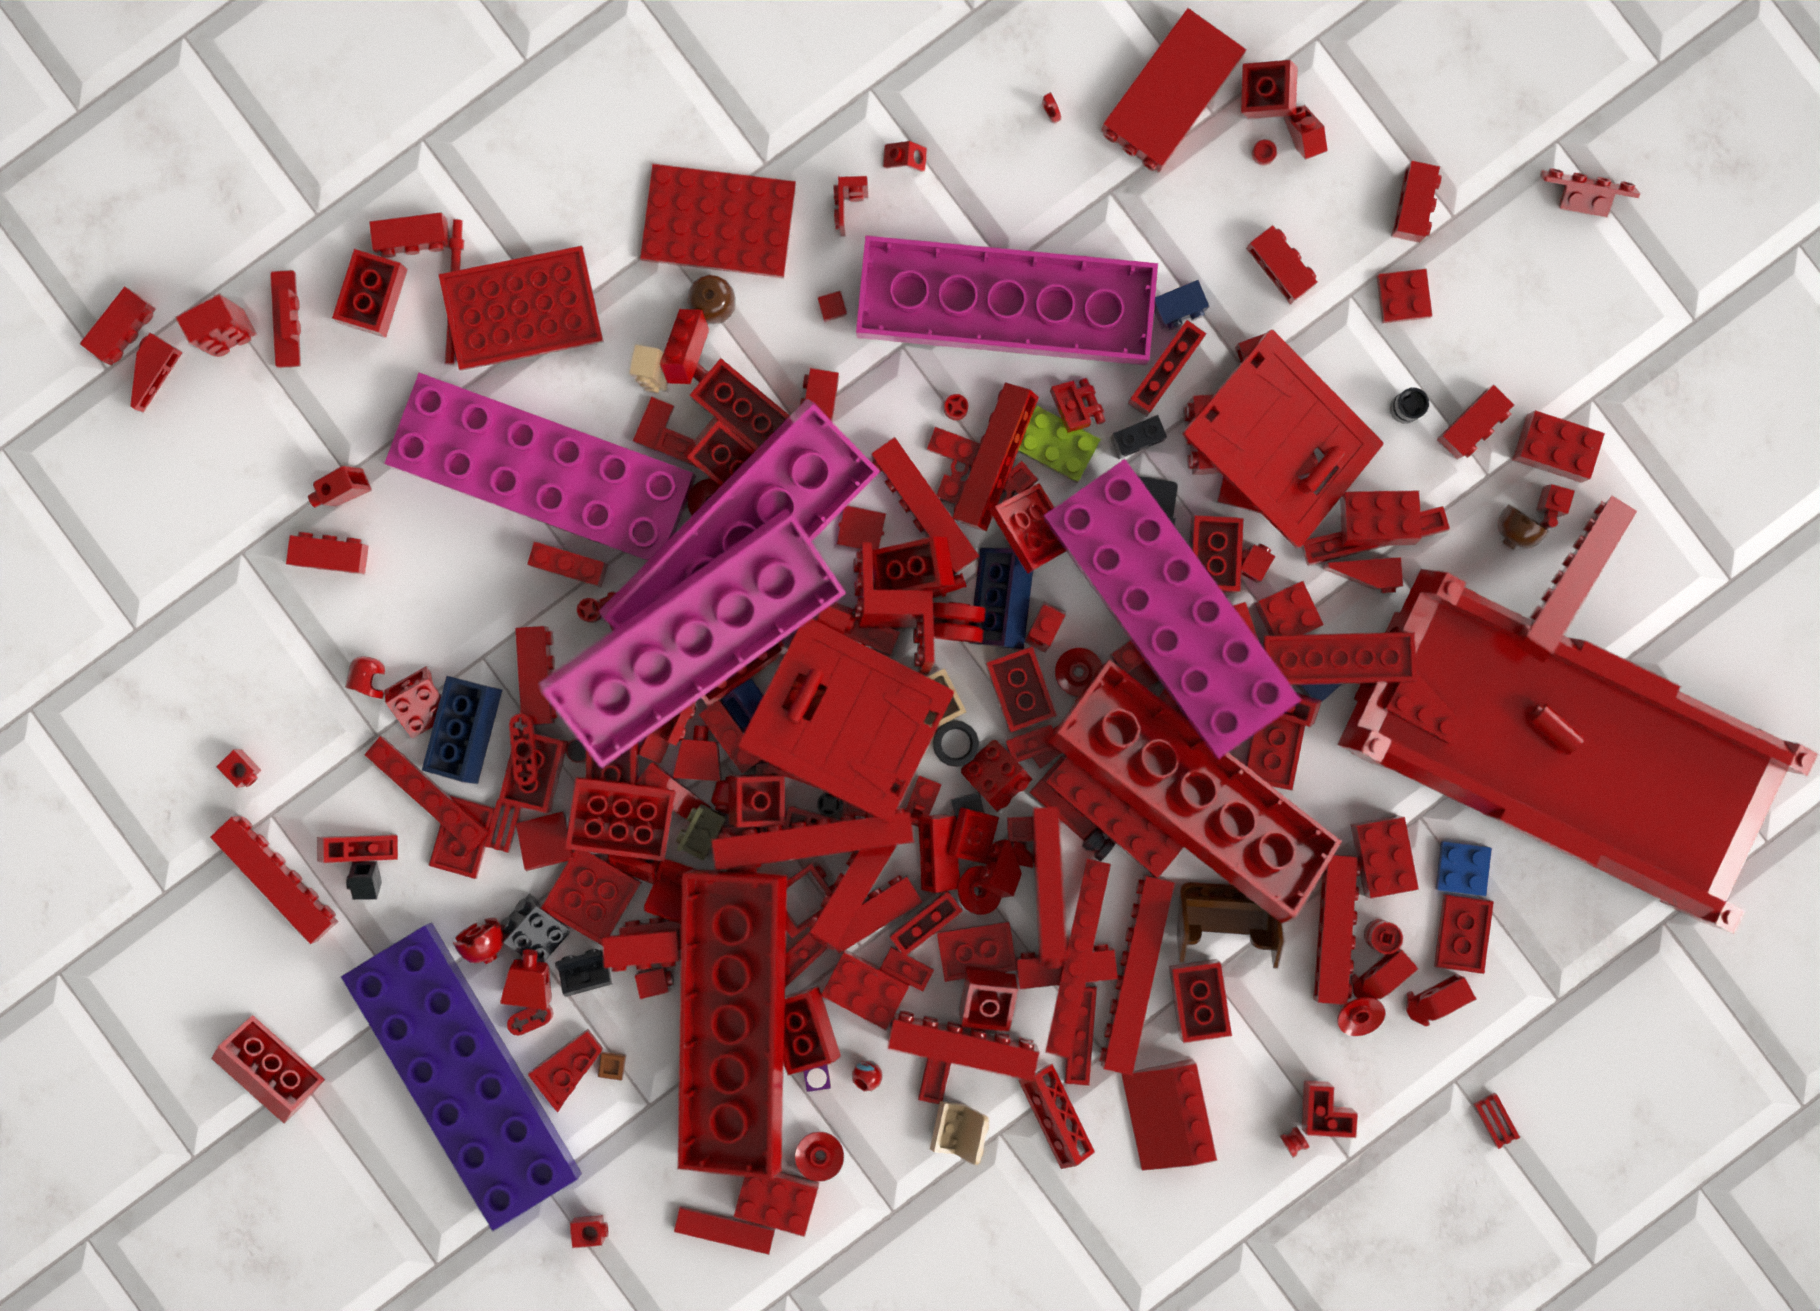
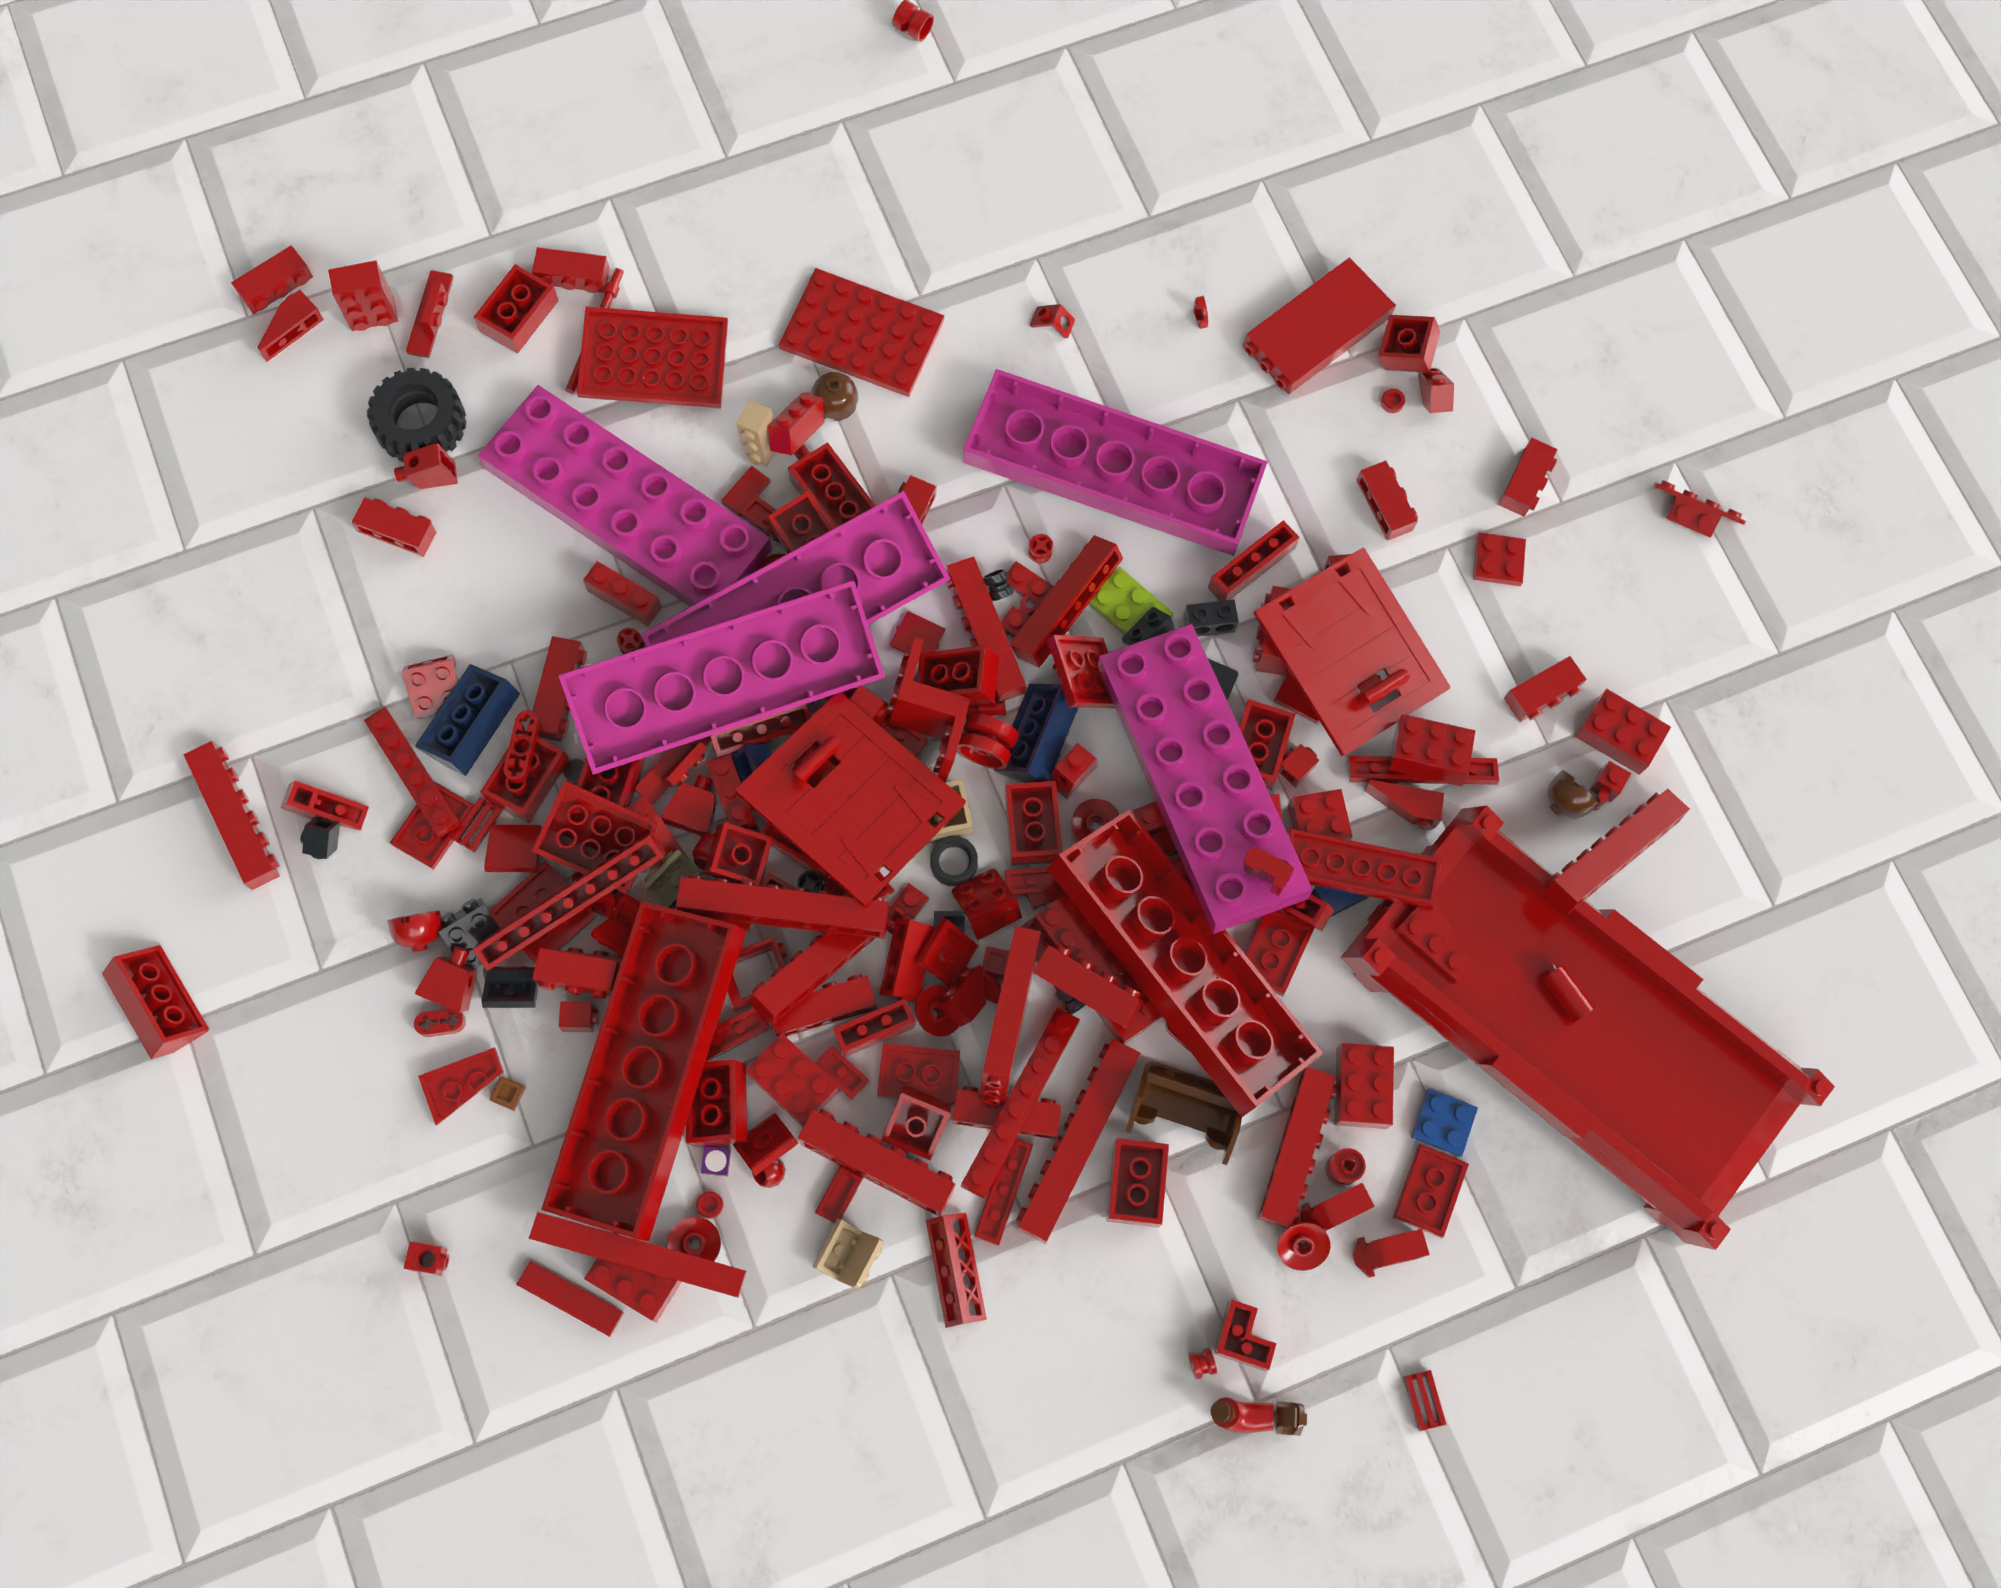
camera: 10 degrees right, 15 degrees down
(229, 765) = (229, 694): red brick -> none
(285, 417) = (409, 389): none -> black tyre
(361, 675) = (388, 643): red helmet -> none
(462, 1076) = (350, 1062): dark purple plate -> none
(616, 886) = (569, 901): none -> red brick
(782, 1187) = (637, 1254): none -> red tile
(822, 1116) = (709, 1205): none -> red tile
(832, 306) = (947, 431): red tile -> none
(852, 188) = (991, 330): red bracket -> none
(859, 1054) = (766, 1144): none -> red tile
(925, 458) = (998, 584): none -> black wheel
(1019, 480) = (1085, 626): red plate -> none
(1071, 407) = (1152, 574): red plate -> none
(1083, 467) = (1150, 625): none -> black bracket
(1115, 843) = (1088, 987): none -> red brick
(1169, 1116) = (1075, 1300): red slope -> none
(1180, 305) = (1276, 507): dark blue brick -> none
(1259, 697) = (1269, 868): none -> red leg
(1355, 1174) = (1259, 1417): none -> piece
(1409, 405) = (1483, 655): black wheel -> none

